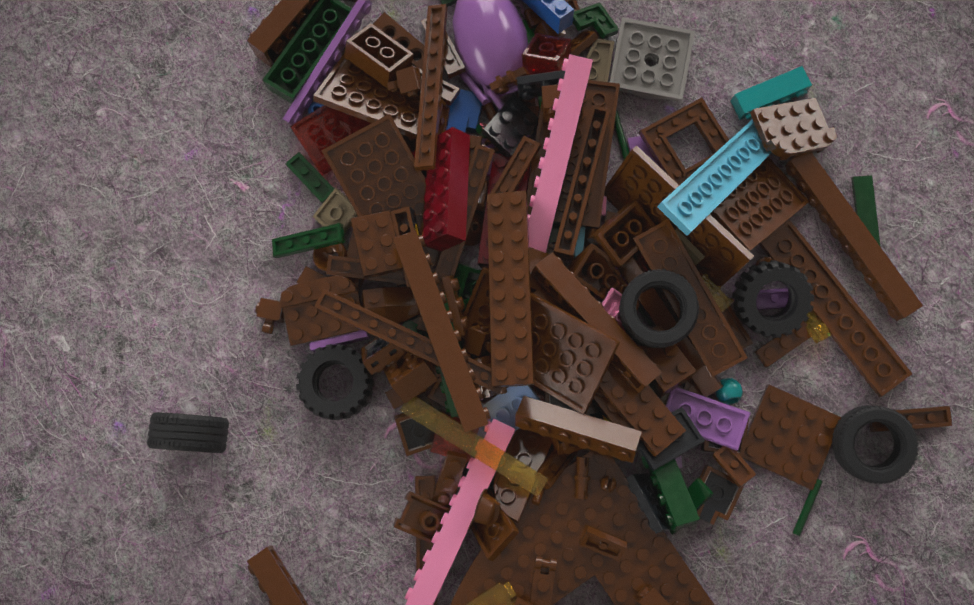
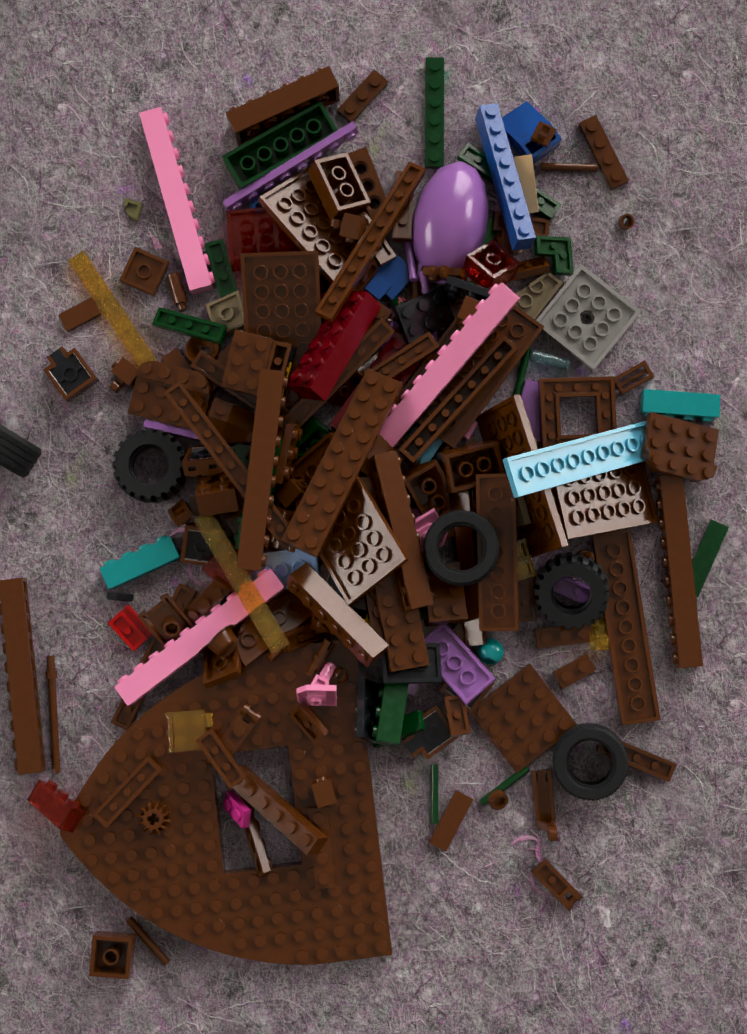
camera: 20 degrees right, 5 degrees up
(203, 281) = (79, 314): none -> reddish brown tile
(206, 166) = (133, 209): none -> olive tile
(220, 337) = (70, 373): none -> piece
(229, 261) = (111, 308): none -> clear yellow plate
(239, 137) = (176, 200): none -> bright pink brick
(243, 214) = (144, 271): none -> reddish brown plate
(281, 216) = (177, 290): none -> reddish brown cylinder
(367, 517) = (120, 597): none -> black tile
(370, 475) = (140, 563): none -> teal brick
(384, 411) = (180, 513): none -> reddish brown plate
(391, 541) = (130, 627): none -> red plate
(599, 508) = (319, 691): none -> bright pink piece
(639, 111) = (551, 360): none -> clear light blue pin
(725, 79) = (646, 370): none -> reddish brown tile
(748, 548) = (434, 794): none -> dark green bar
(777, 566) = (450, 820): none -> reddish brown tile
(809, 523) = (498, 799): none -> reddish brown tile
(810, 370) = (574, 671): none -> reddish brown plate
(854, 507) = (544, 803): none -> reddish brown hinge
(905, 573) = (556, 883): none -> reddish brown plate

